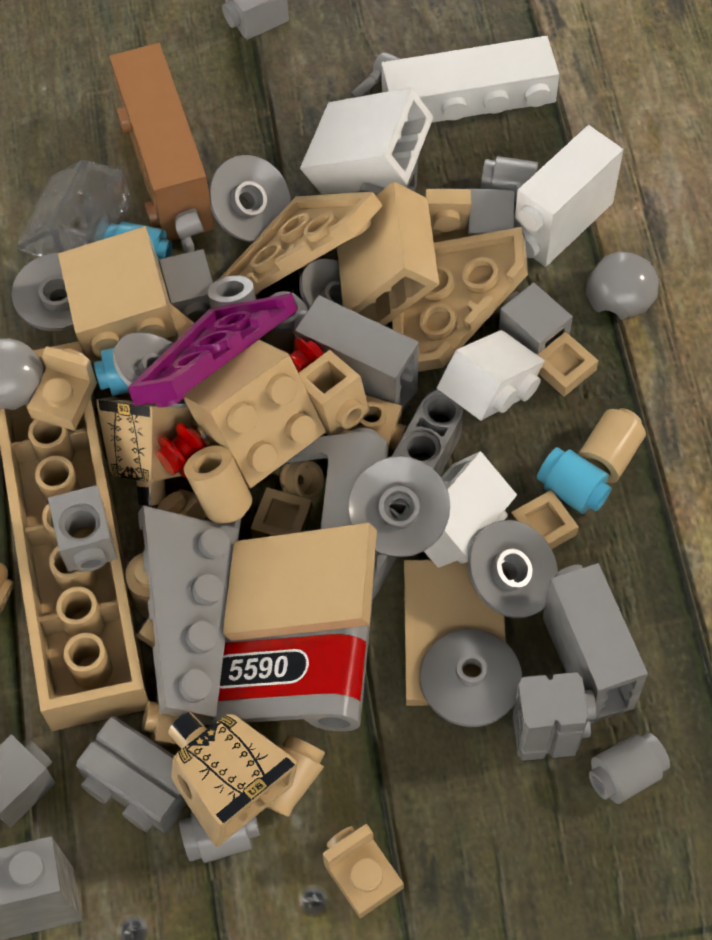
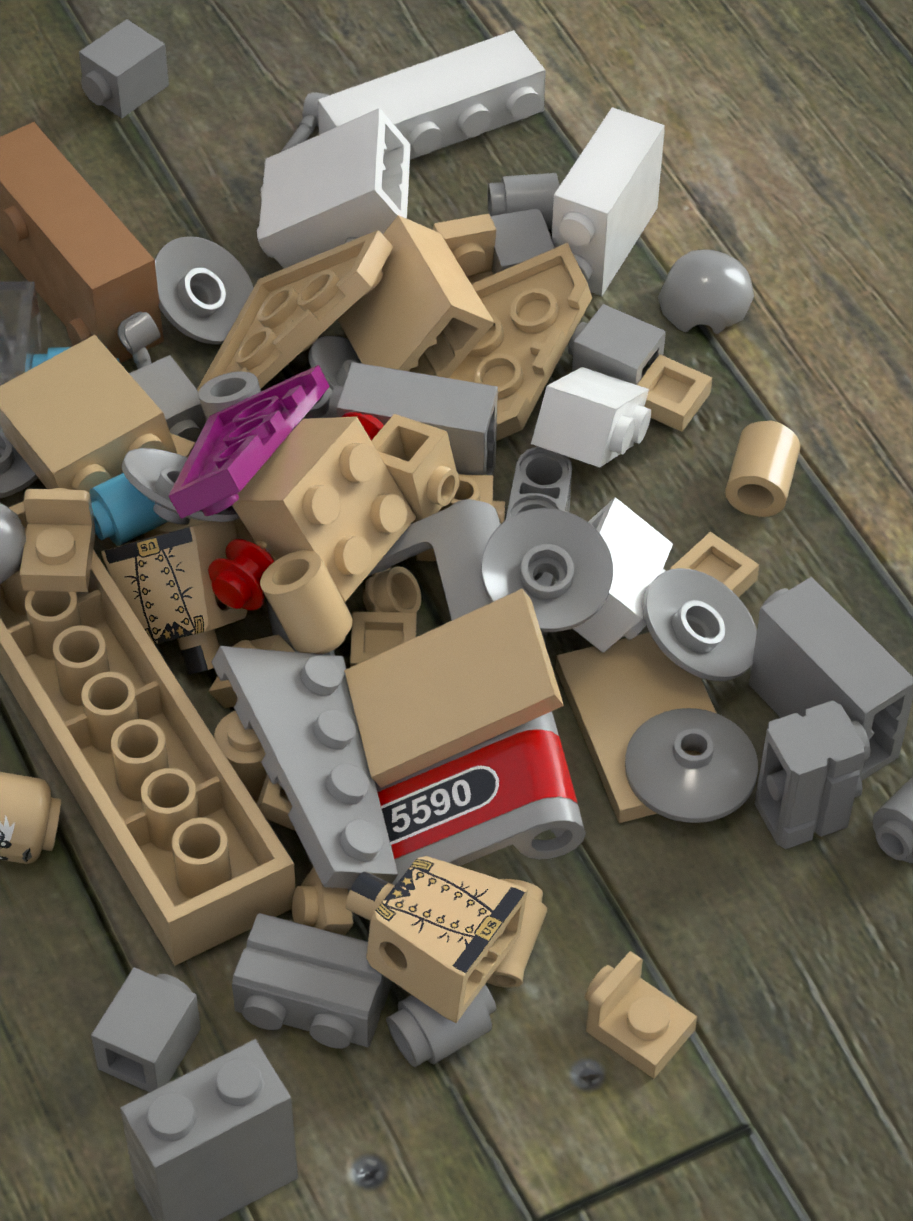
camera: 20 degrees left, 10 degrees down
(75, 512) = (144, 671): light grey brick -> none
(574, 480) = (734, 515): medium azure brick -> none

